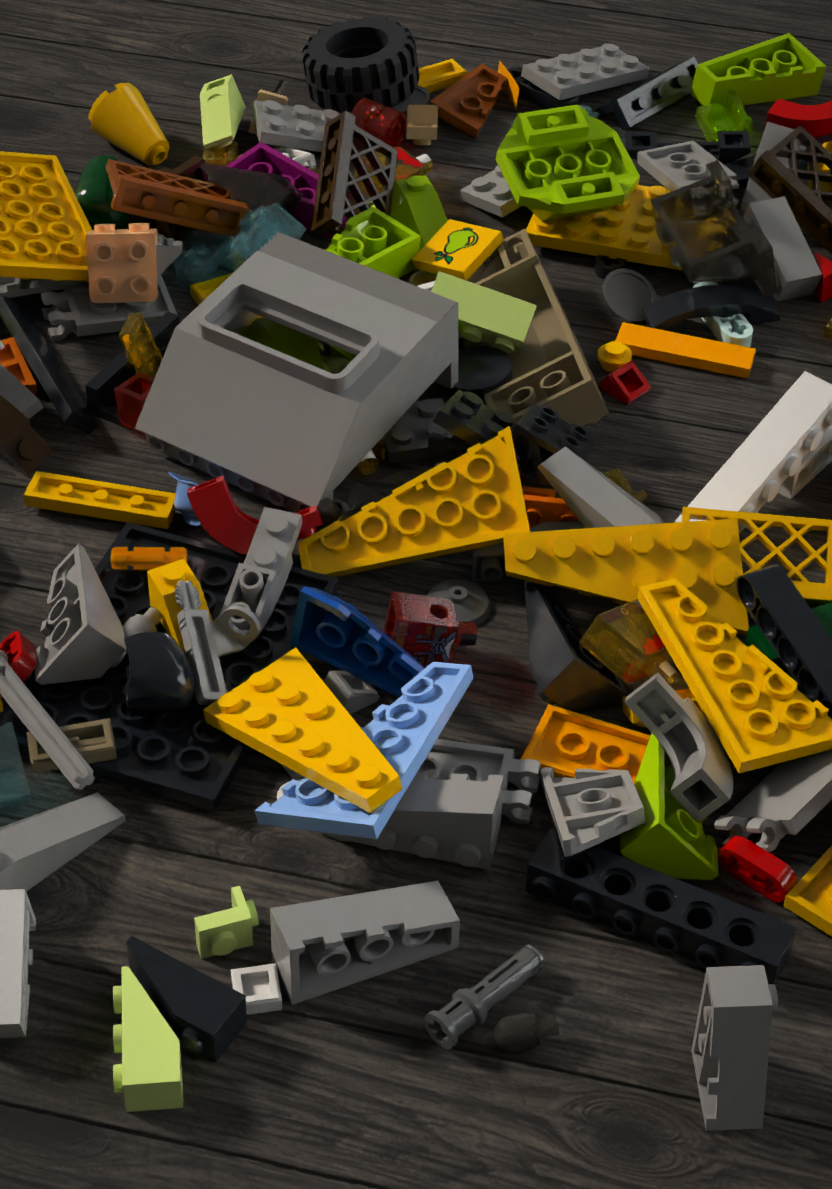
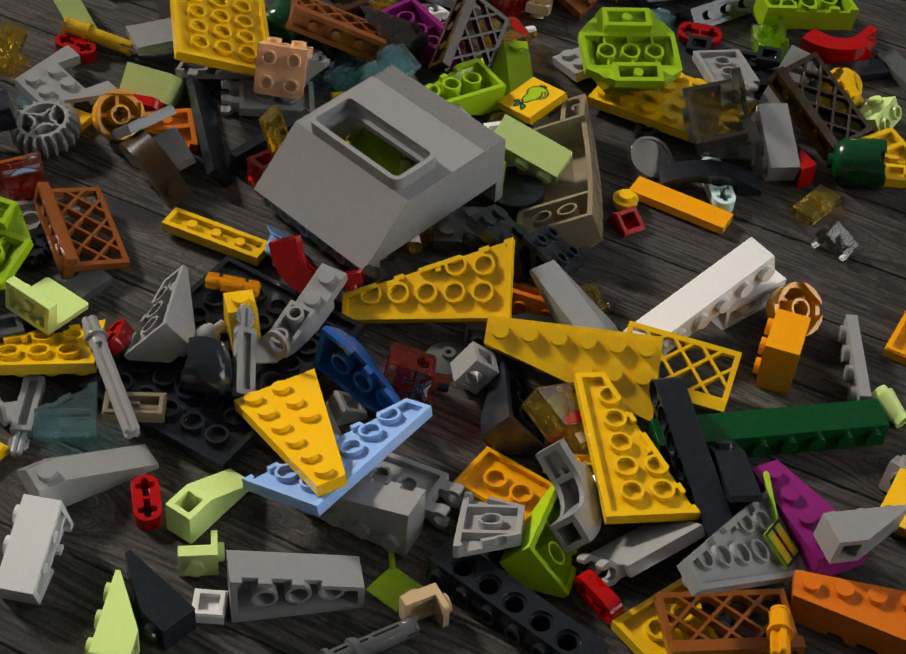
camera: 10 degrees right, 0 degrees up
(118, 871) = (142, 502): none -> red beam
(206, 855) = (203, 503): none -> yellowish green slope
(489, 911) = (392, 585): none -> lime piece
(500, 606) = (474, 368): none -> light grey brick
(540, 923) = (424, 603): none -> tan bracket
(635, 124) = (699, 30): none -> red beam

